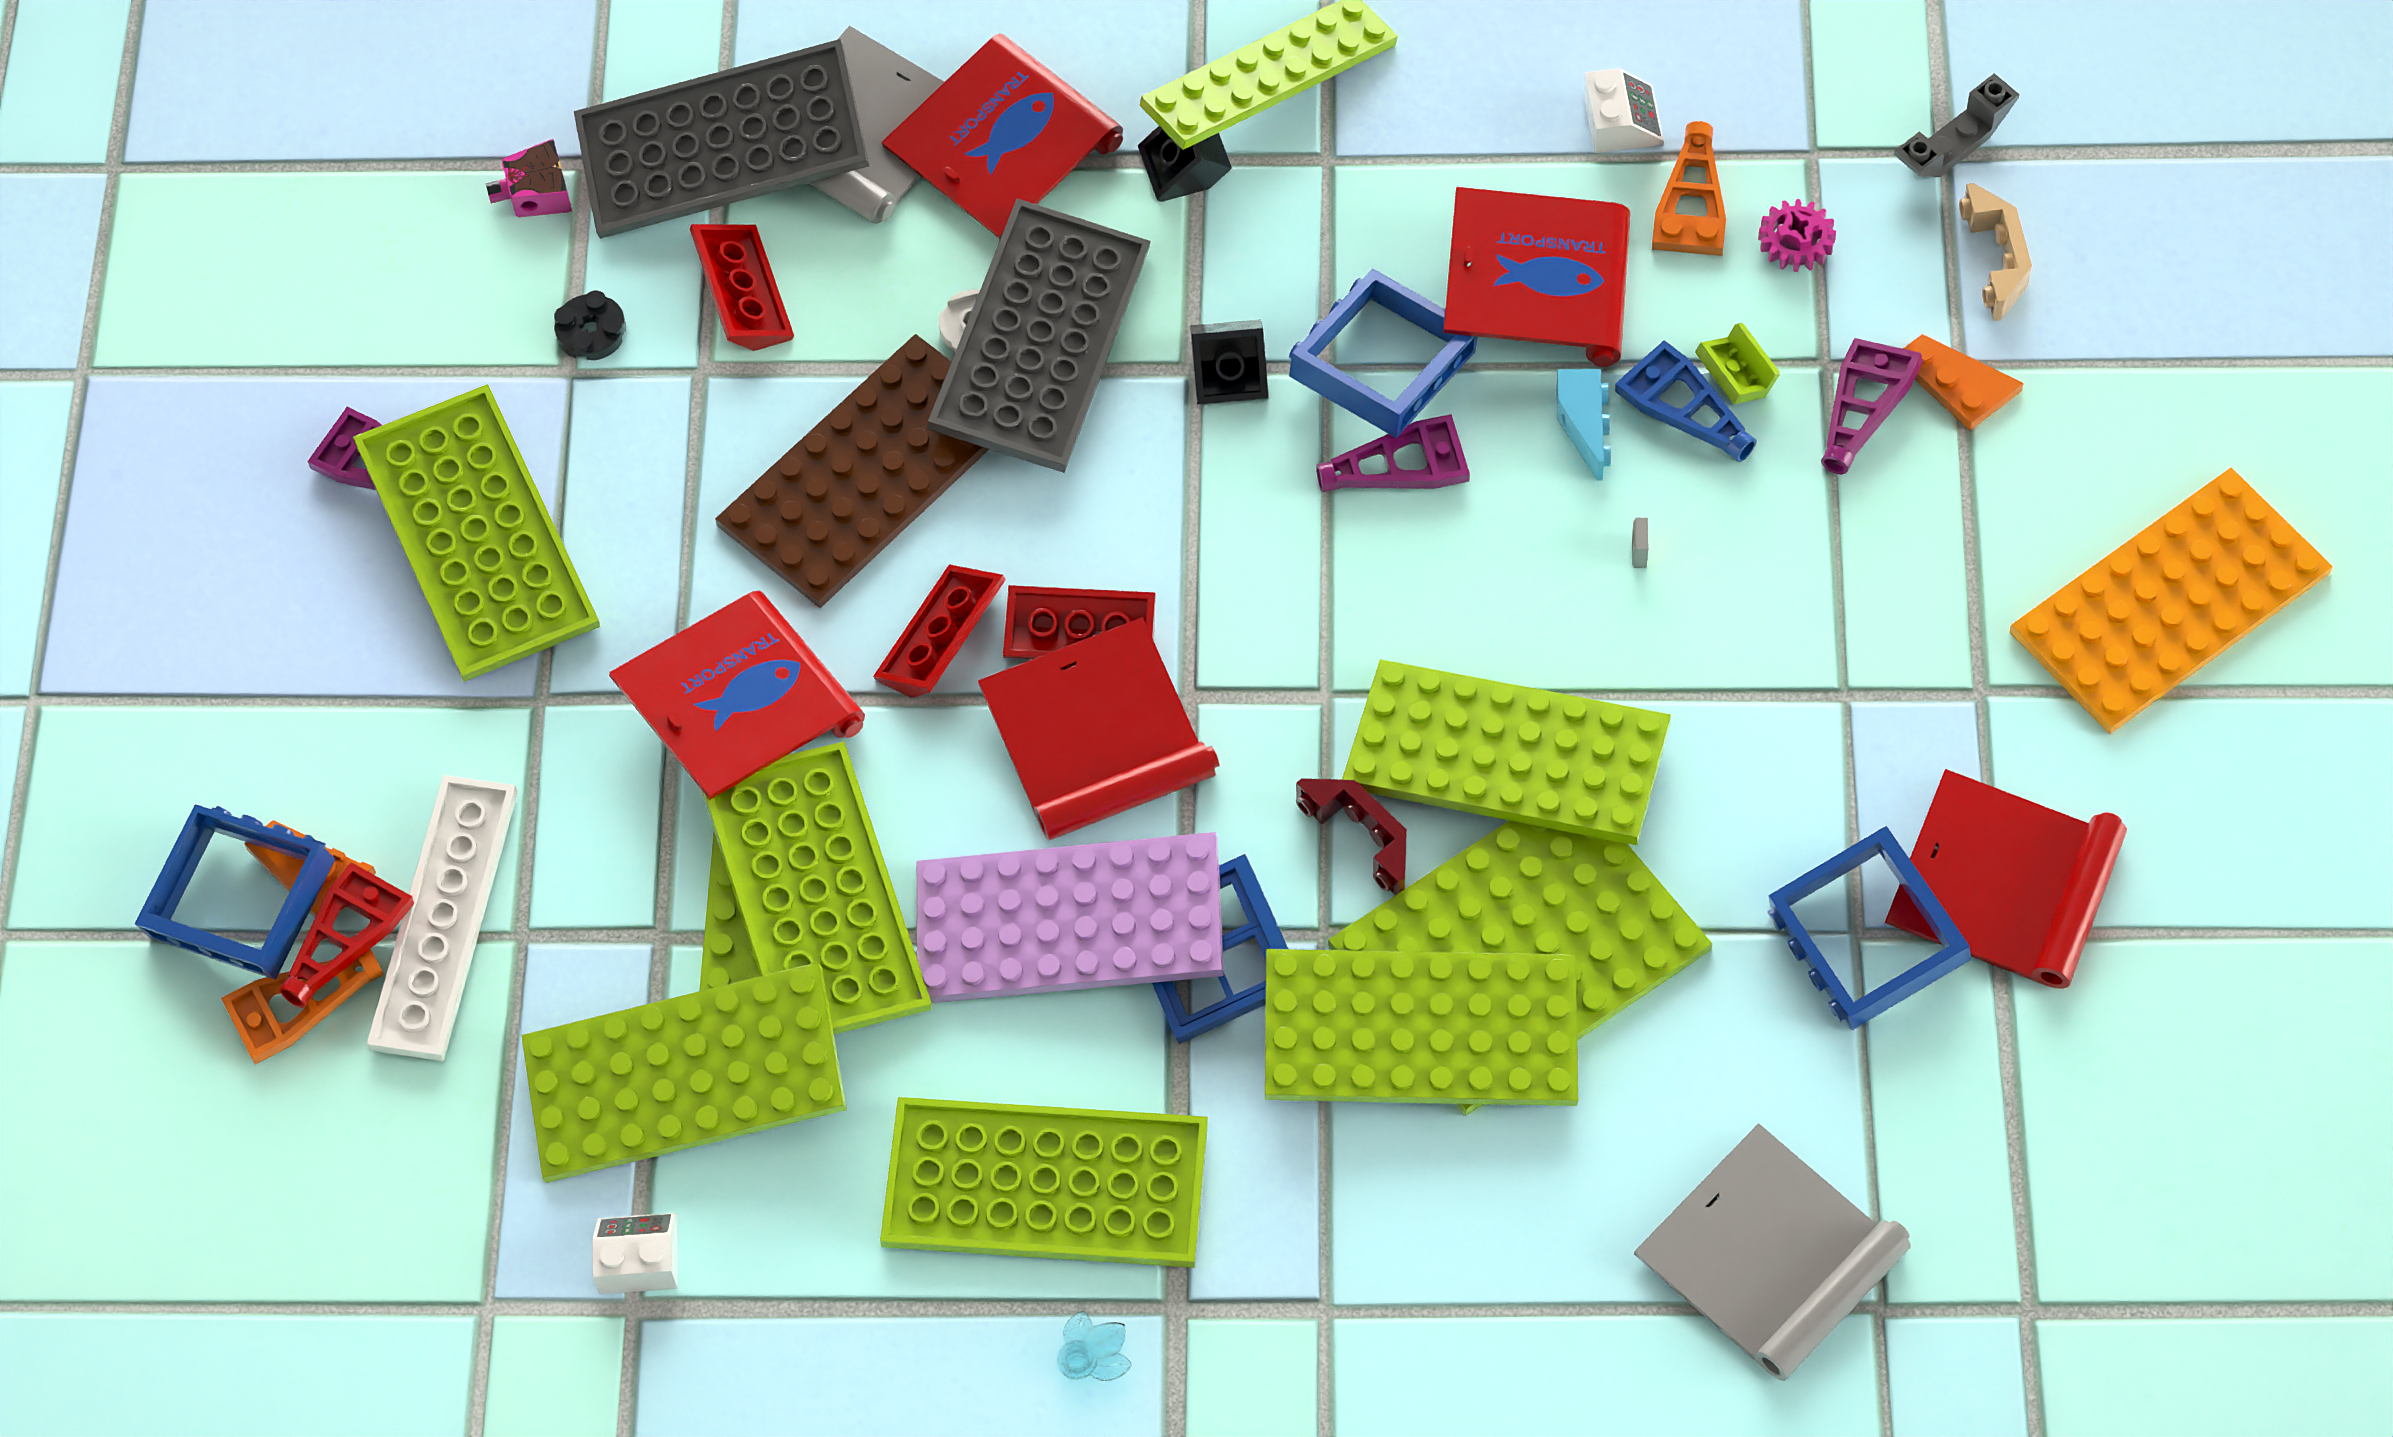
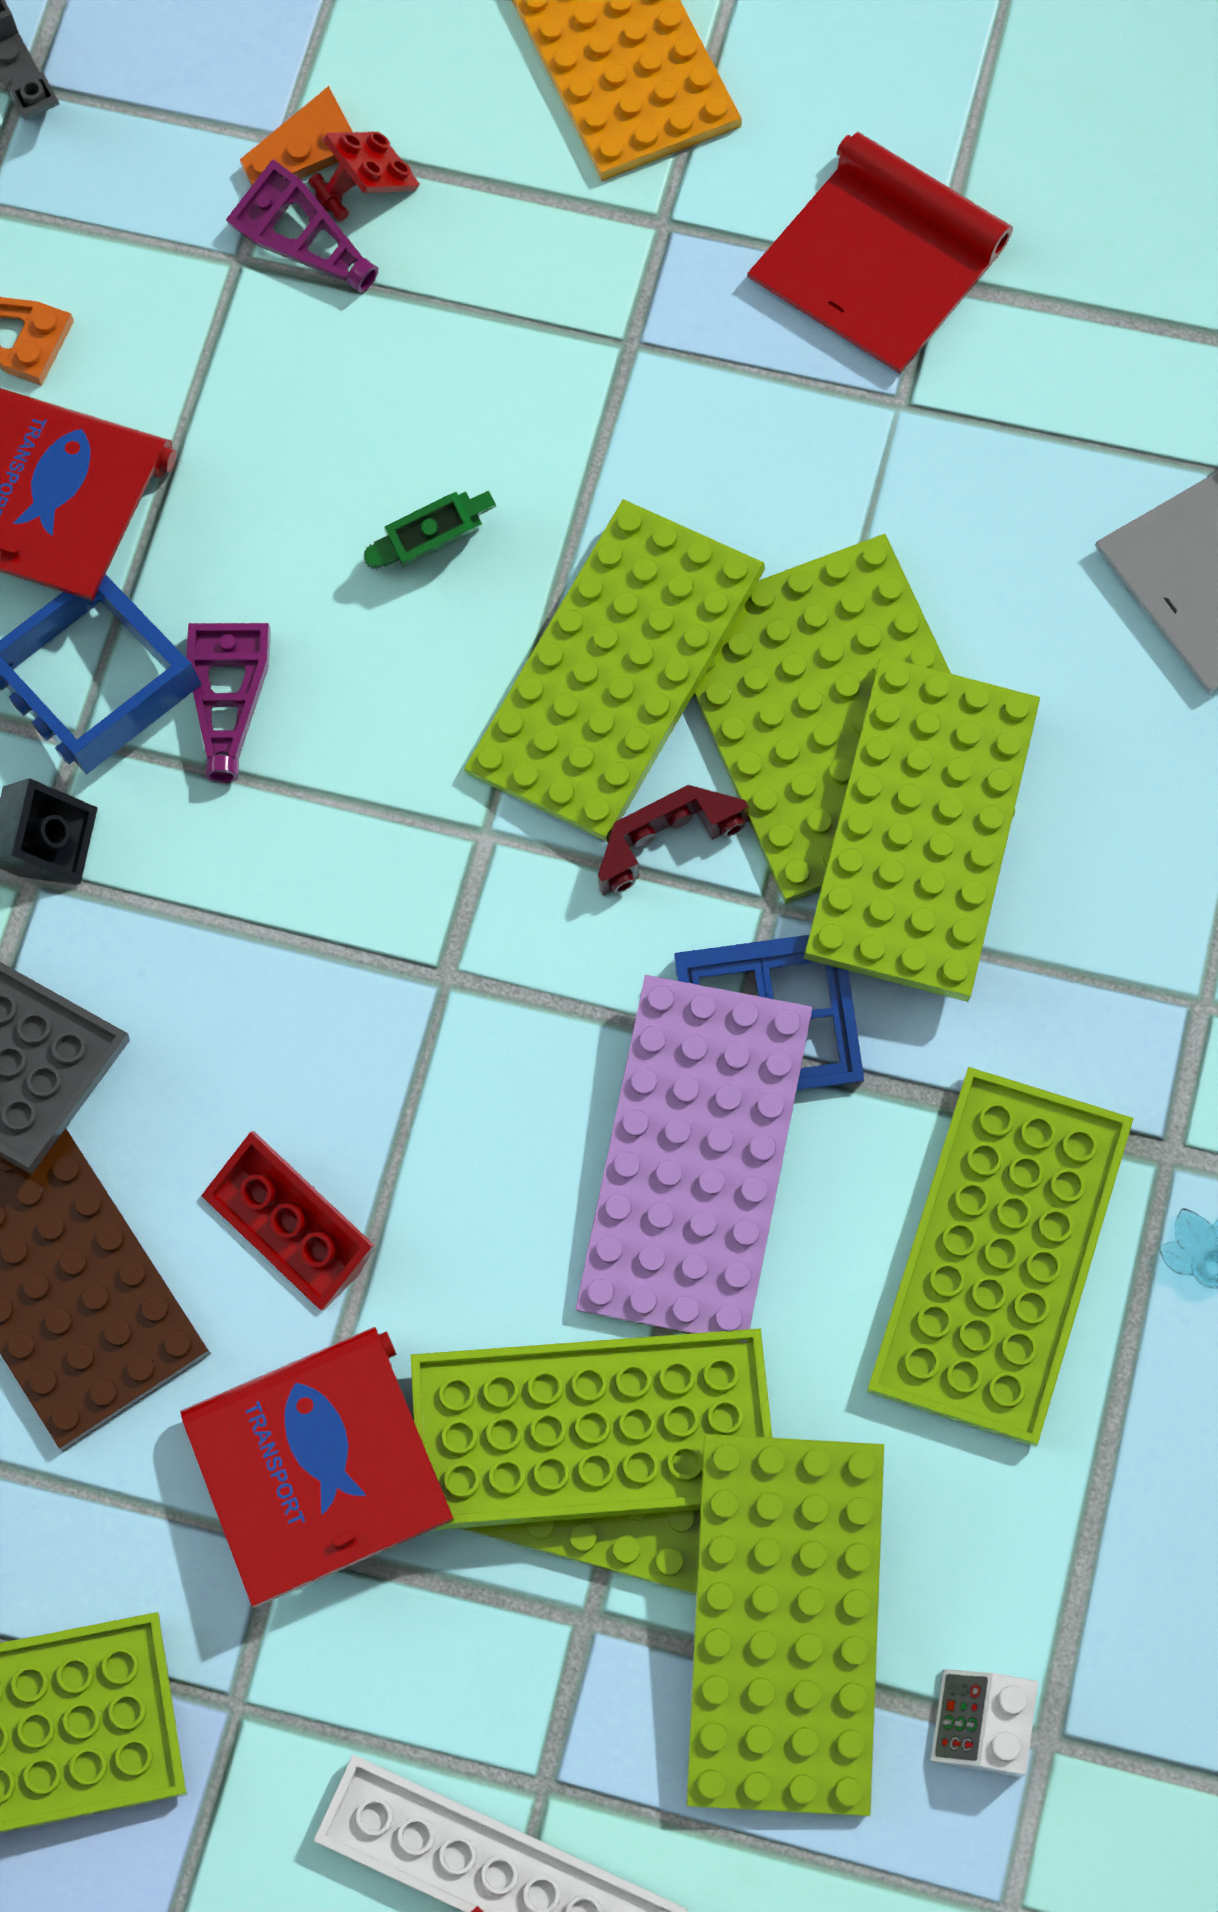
camera: 75 degrees left, 10 degrees up
(1056, 617) = (330, 1068): red slope -> none
(1096, 729) = (470, 1077): red door -> none
(1581, 416) = (232, 497): medium azure slope -> none
(1594, 570) = (428, 529): none -> green hinge
(1640, 542) = (403, 480): light grey tile -> none
(1662, 369) = (206, 420): blue plate -> none
(1739, 365) = (221, 332): lime bracket -> none
(1797, 235) = (82, 239): dark pink gear -> none
(1882, 842) = (898, 324): blue window -> none
(1945, 431) = (364, 161): none -> red plate
(1989, 212) = (113, 63): tan slope -> none

